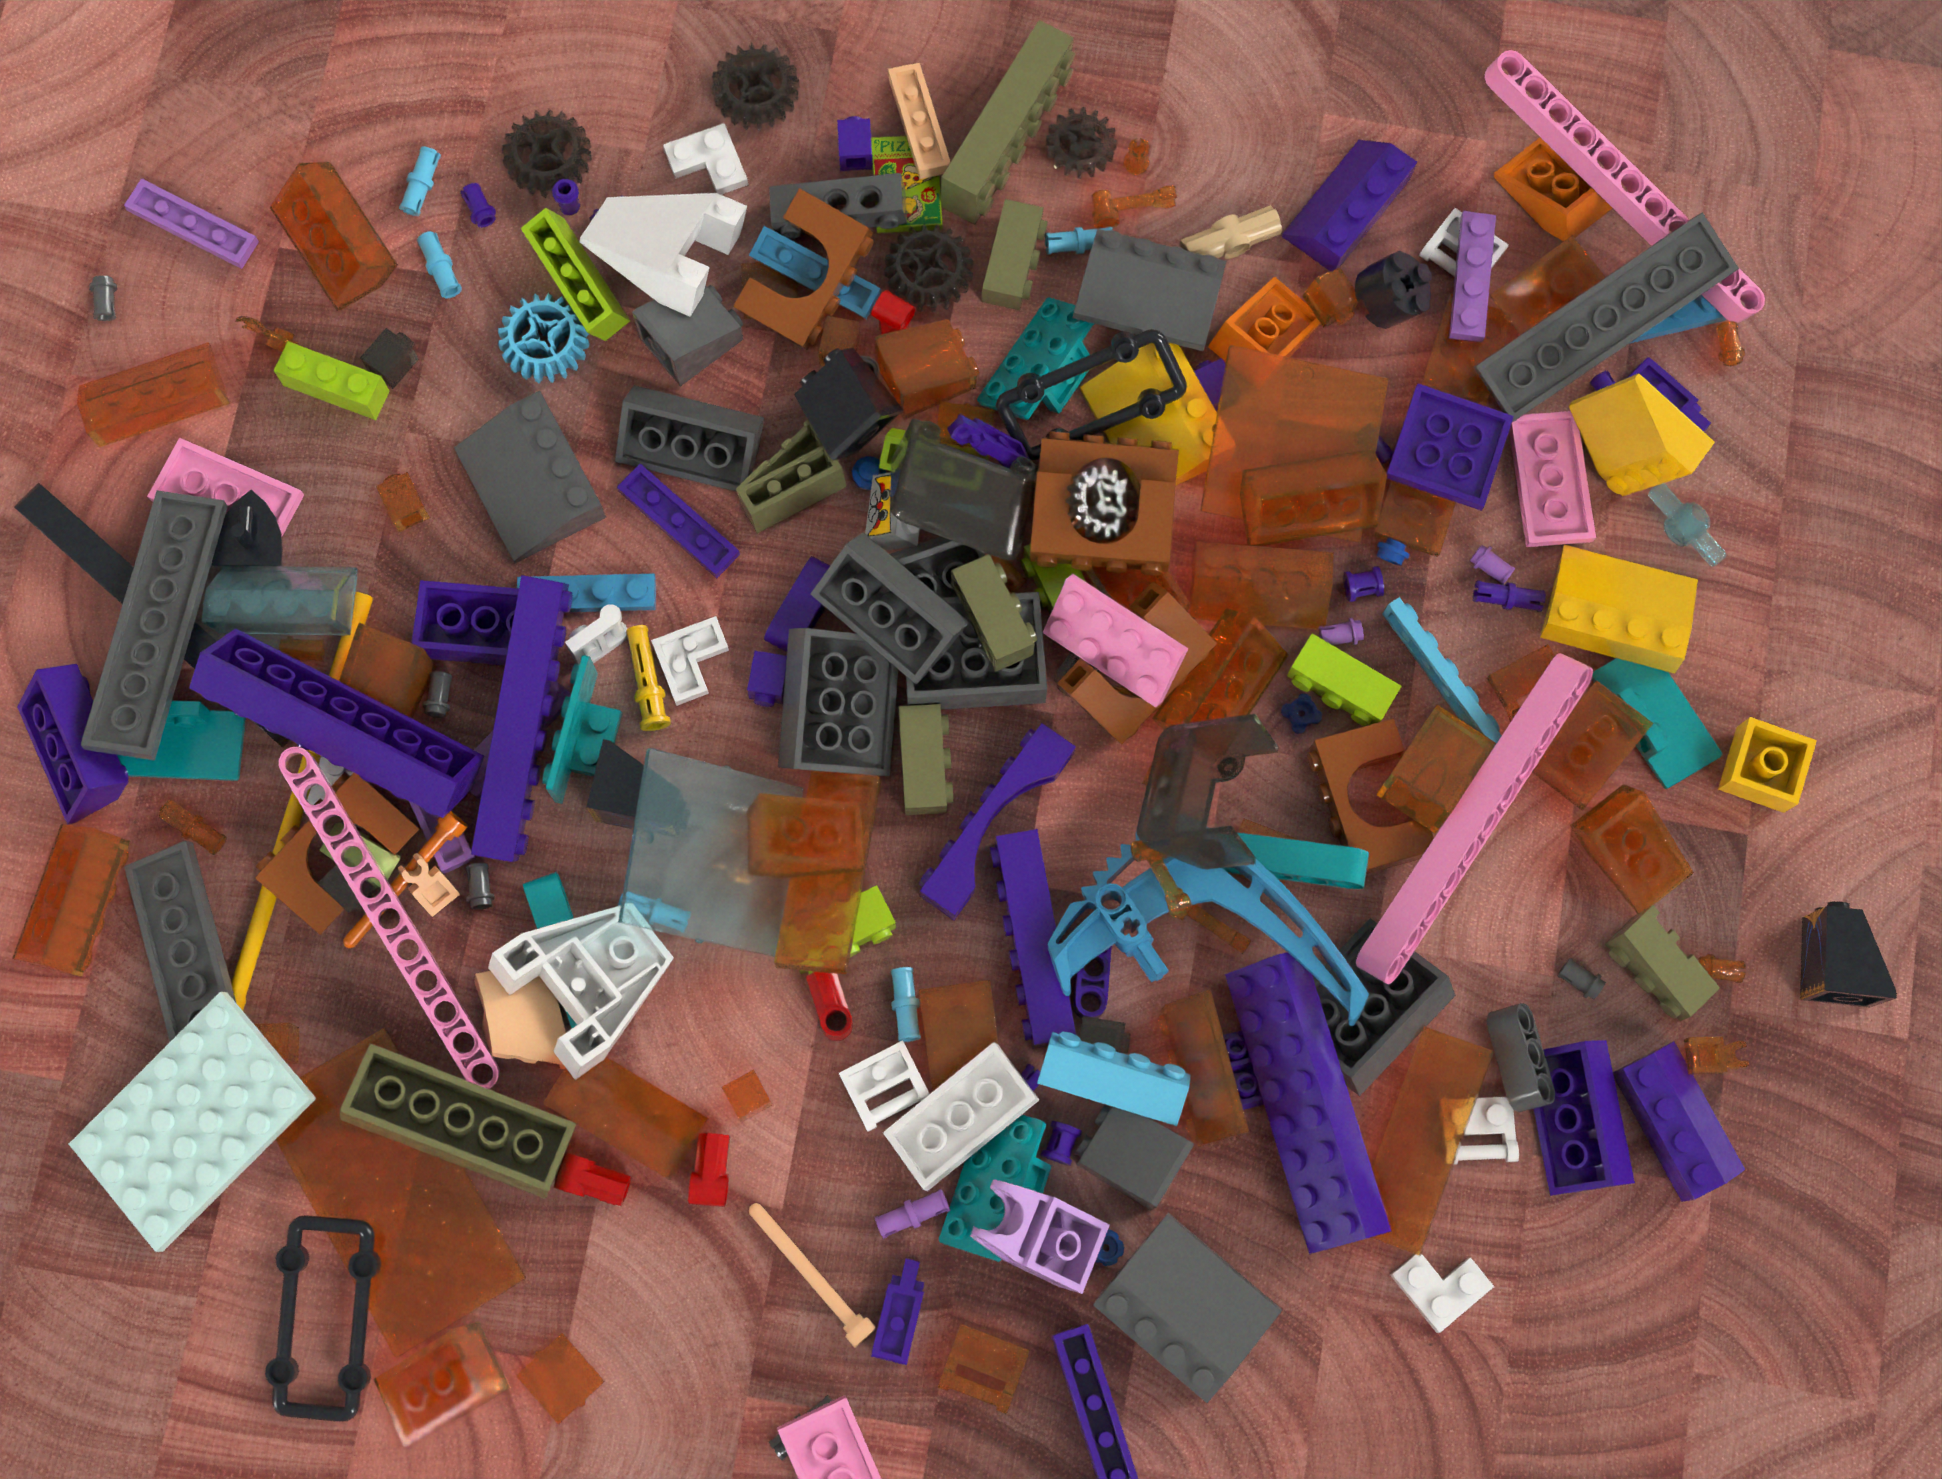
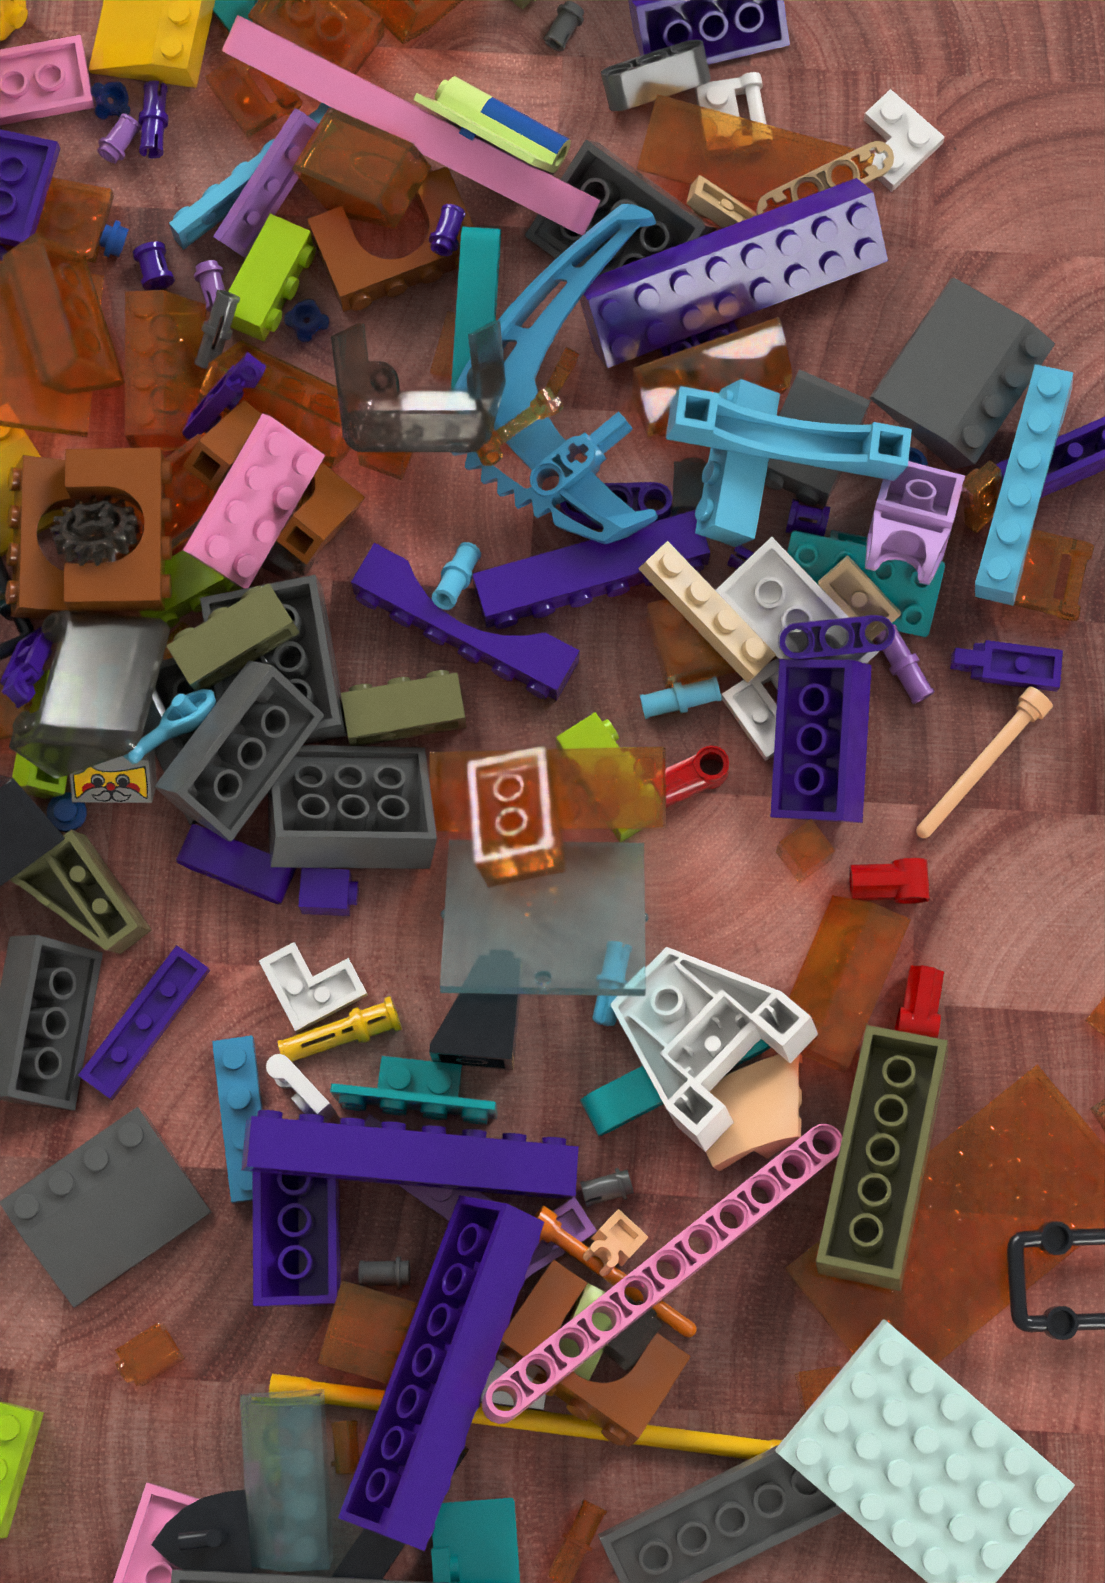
camera: 90 degrees left, 0 degrees up
(843, 1122) = (821, 740): none -> dark purple slope
(925, 562) = (180, 718): none -> medium azure piece
(925, 1131) = (855, 636): none -> dark purple beam
(973, 1175) = (858, 595): none -> tan plate
(974, 1032) = (707, 611): none -> tan plate
(1039, 816) = (456, 575): none -> medium azure pin
(1061, 1307) = (981, 495): none -> clear orange plate
(1082, 1352) = (1023, 484): none -> medium azure arch
(1123, 1121) = (713, 422): none -> medium azure arch
(1221, 624) = (224, 395): none -> dark purple hinge
(1307, 634) = (225, 306): none -> dark grey pin
(1368, 840) = (444, 238): none -> dark purple pin
(1378, 1100) = (715, 204): none -> tan plate
(1398, 1200) = (822, 176): none -> tan beam
(1428, 685) = (267, 185): none -> medium lavender plate
(1472, 895) = (498, 124): none -> yellowish green door
(1539, 565) = (113, 90): none -> clear blue plate

